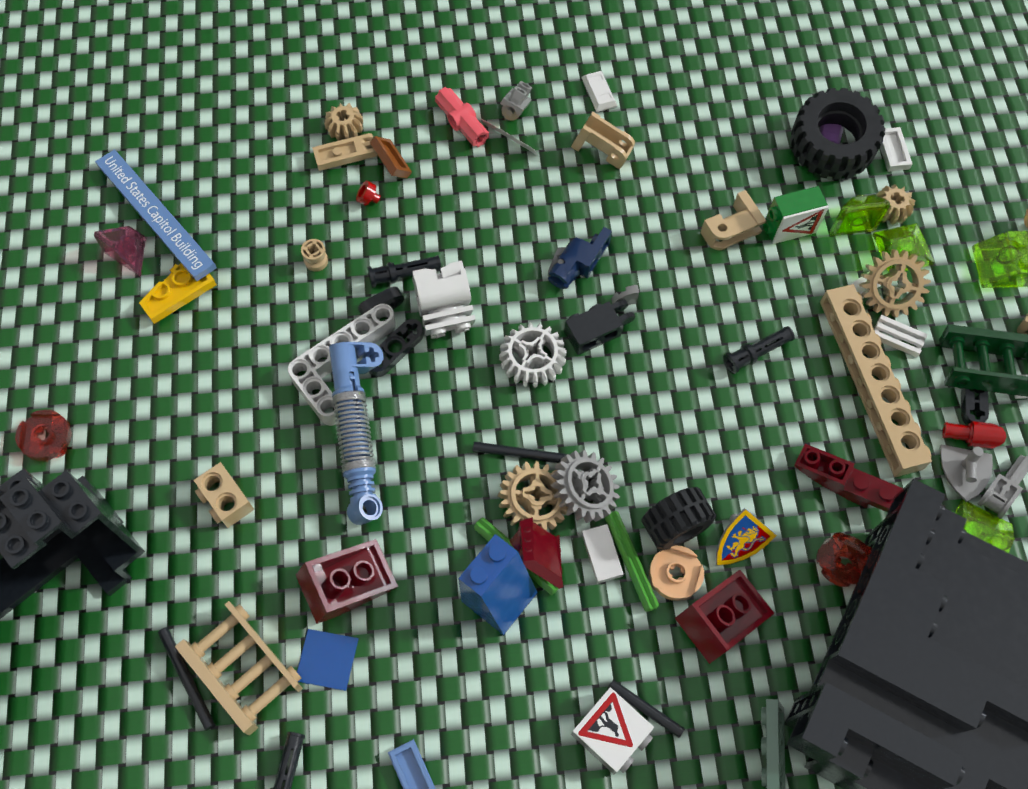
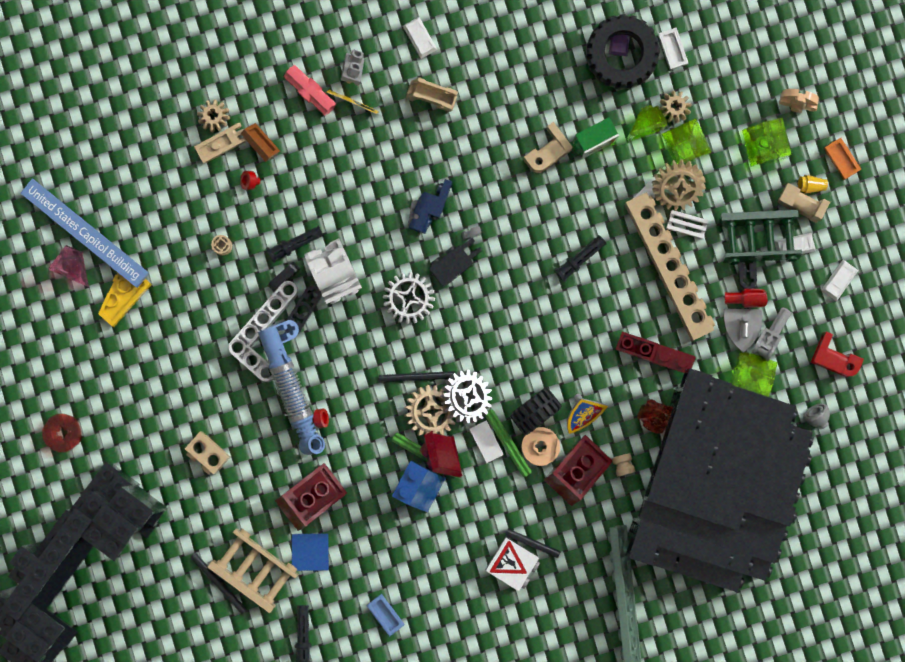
camera: 10 degrees left, 20 degrees up
(385, 479) = (320, 418): none -> red tile
(790, 621) = (623, 465): none -> tan wheel

